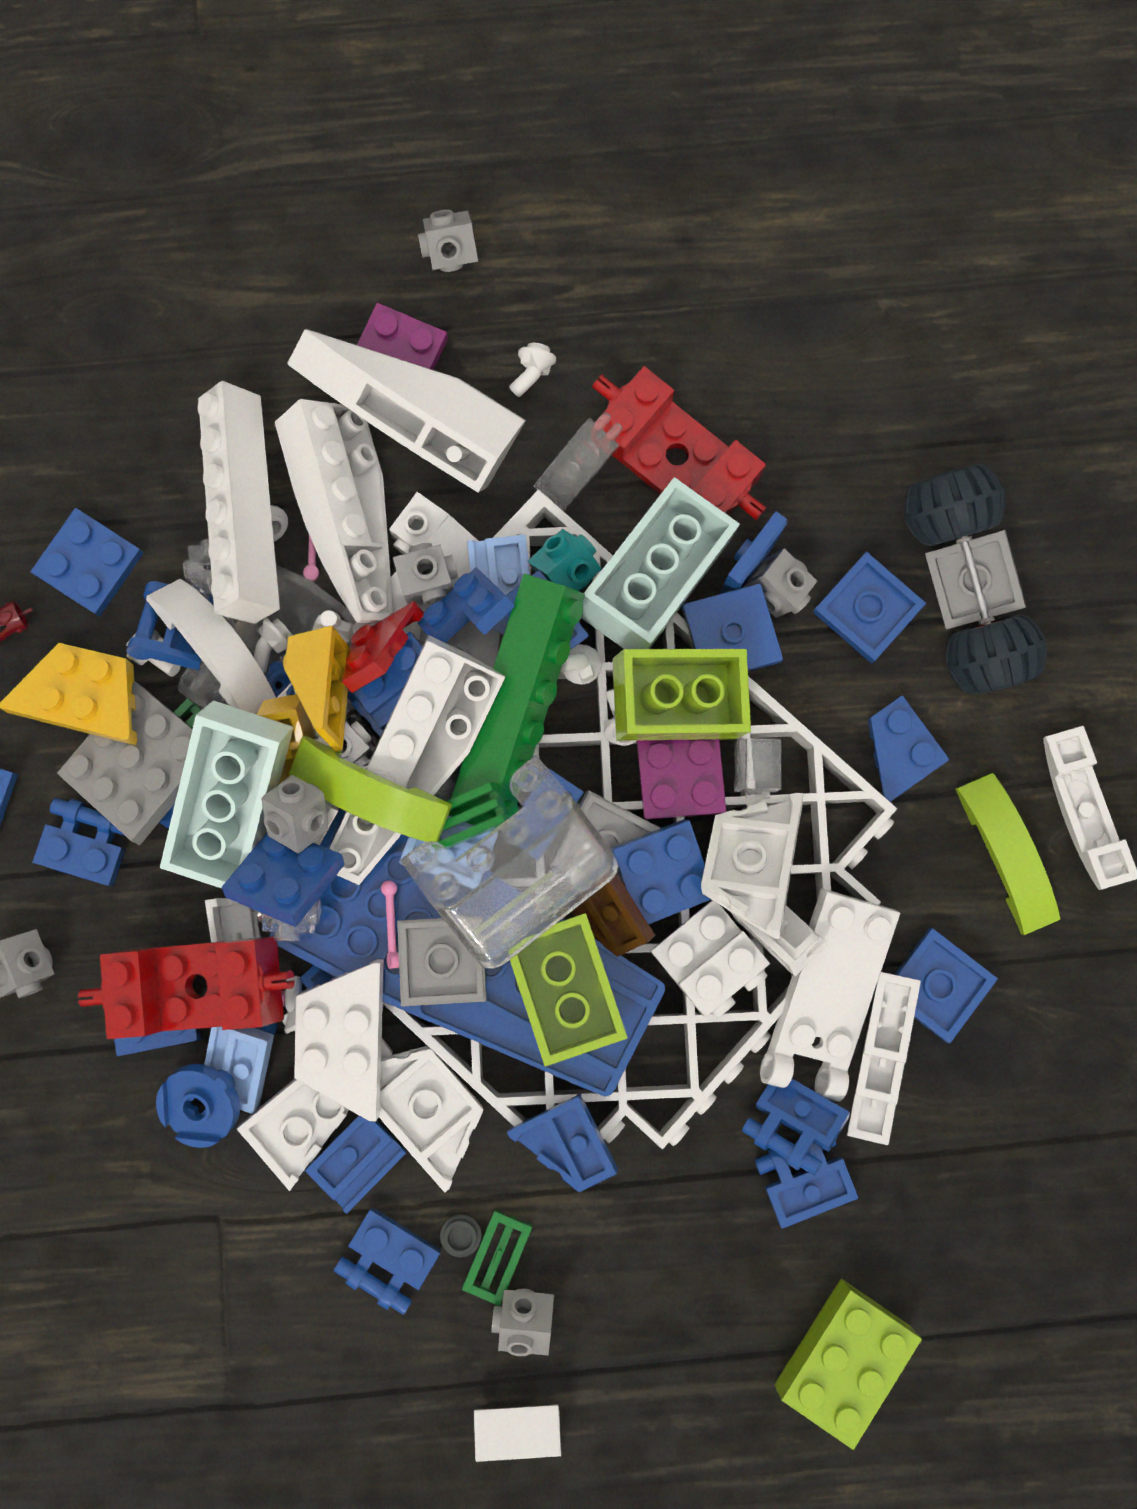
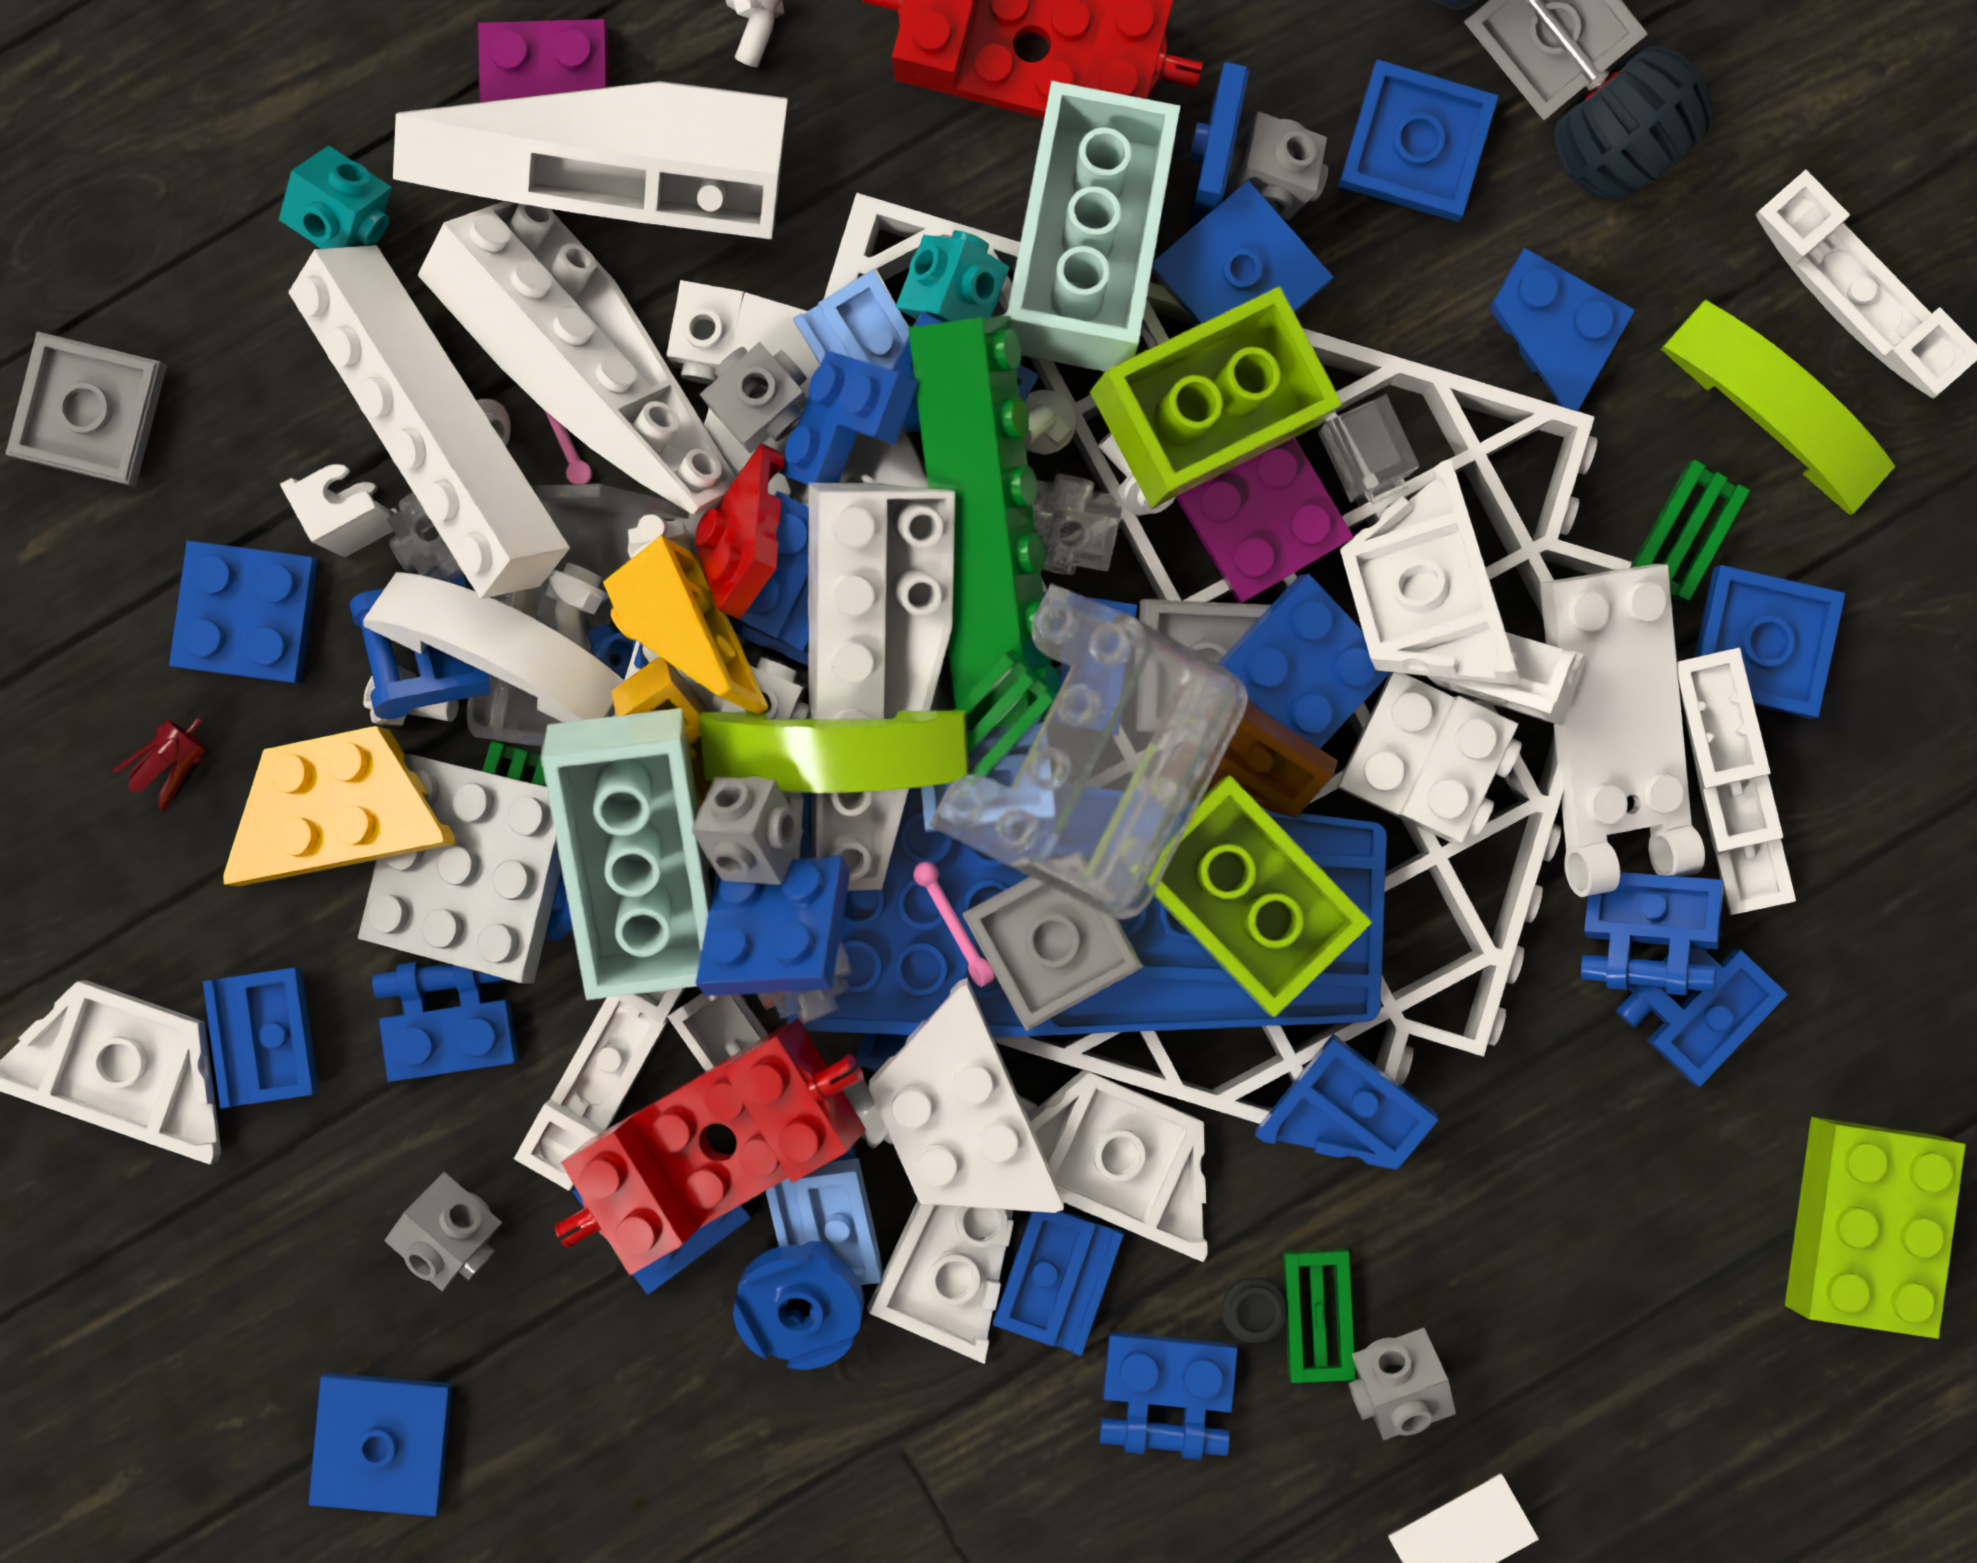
camera: 20 degrees left, 5 degrees up
(57, 411) = (86, 409): none -> light grey plate
(150, 917) = (597, 1080): none -> white slope
(159, 533) = (339, 520): none -> white hinge
(249, 361) = (335, 202): none -> teal brick
(573, 740) = (1091, 526): none -> clear brick
(579, 461) = (896, 123): clear hinge -> none
(951, 880) = (1714, 485): none -> green tile

